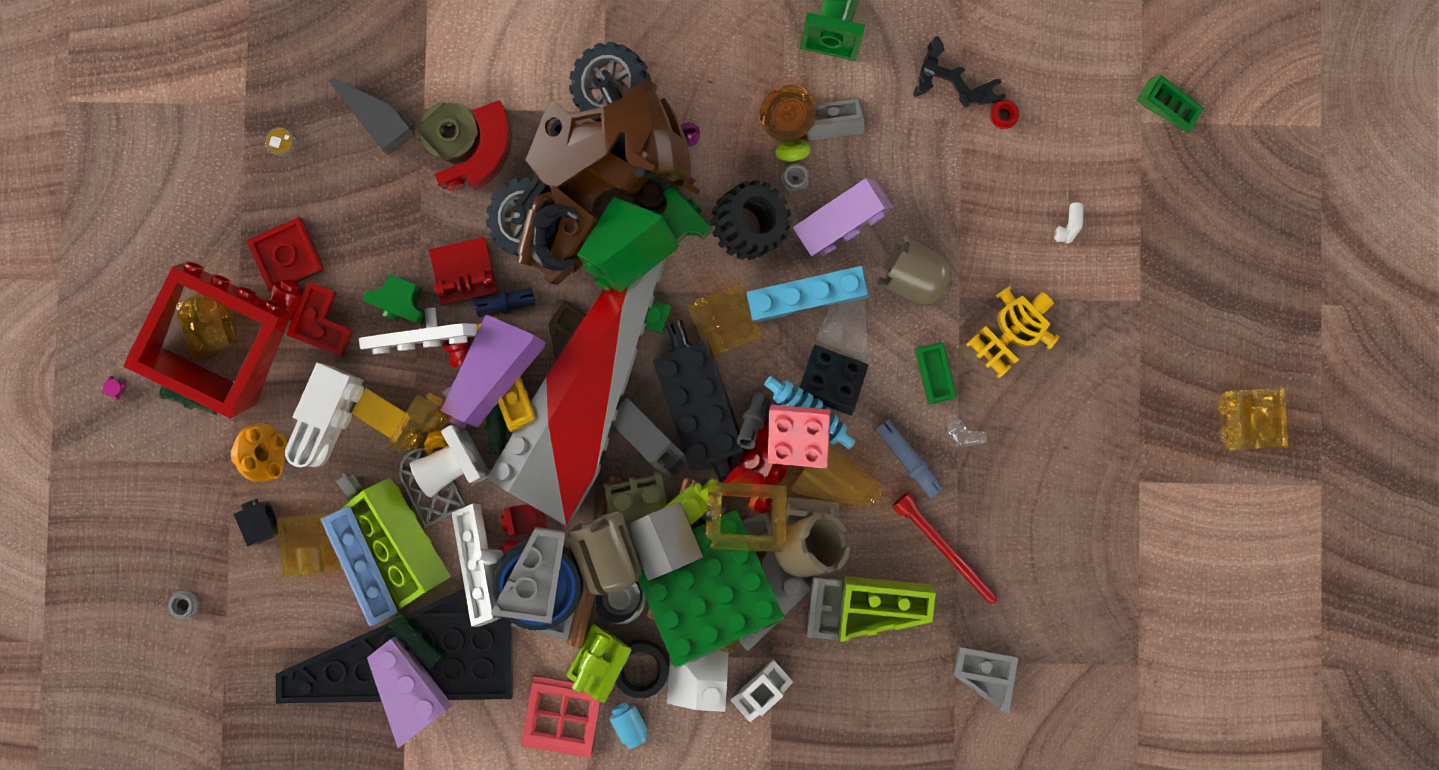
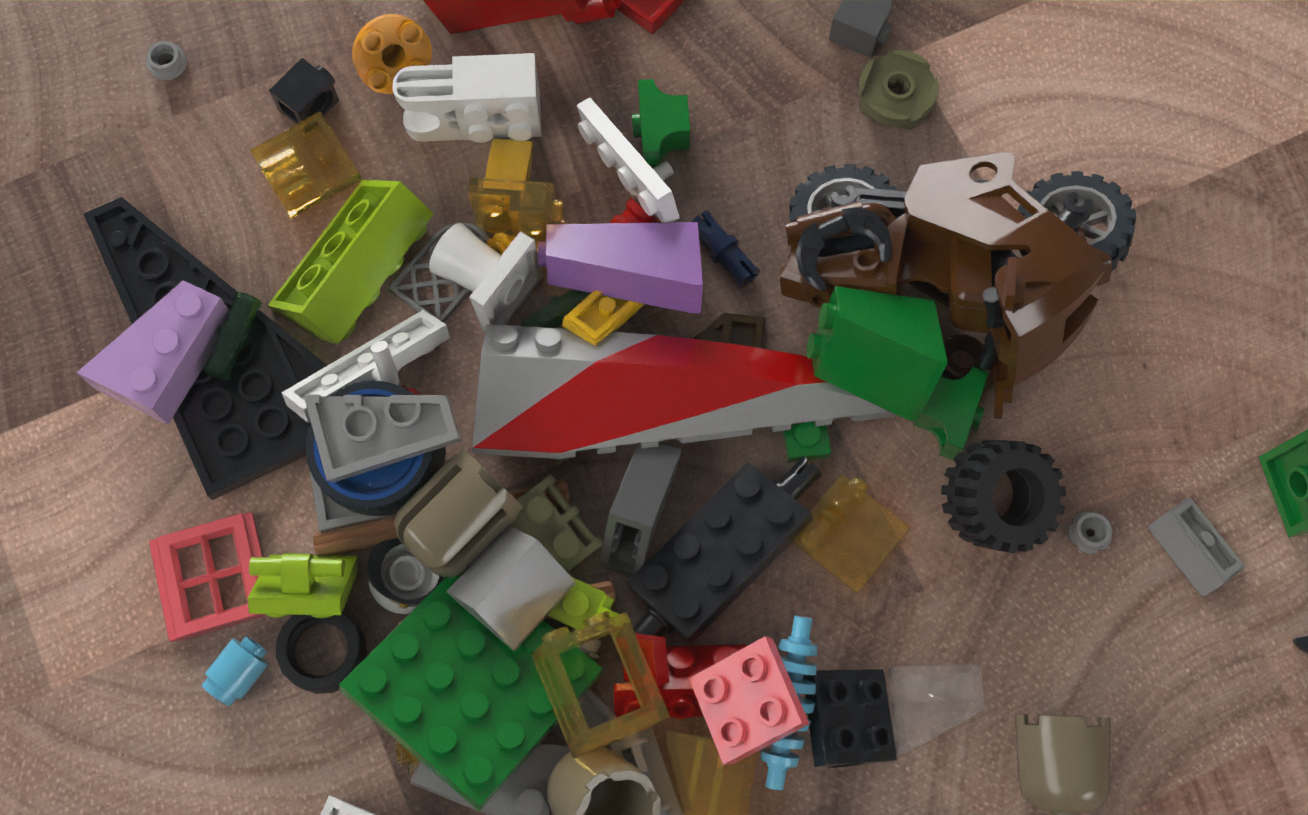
camera: 60 degrees right, 15 degrees down
(311, 321) = (580, 44): red plate -> none
(348, 485) = (401, 171): light grey plate -> none
(359, 565) = (302, 229): light blue plate -> none
(462, 271) = (735, 183): red hinge -> none
(490, 155) = (896, 145): red arch -> none
(522, 519) = (459, 391): red bracket -> none
(691, 139) = (1059, 374): magenta hinge -> none
(700, 683) = (337, 743): white slope -> none
(753, 421) = (733, 632): dark grey pin -> none
(788, 113) = (1169, 480): clear orange tile -> none
(793, 150) = (1124, 511): lime piece -> none
(808, 293) = (976, 648): medium azure arch -> none
(843, 217) = (1079, 620): lavender wedge -> none

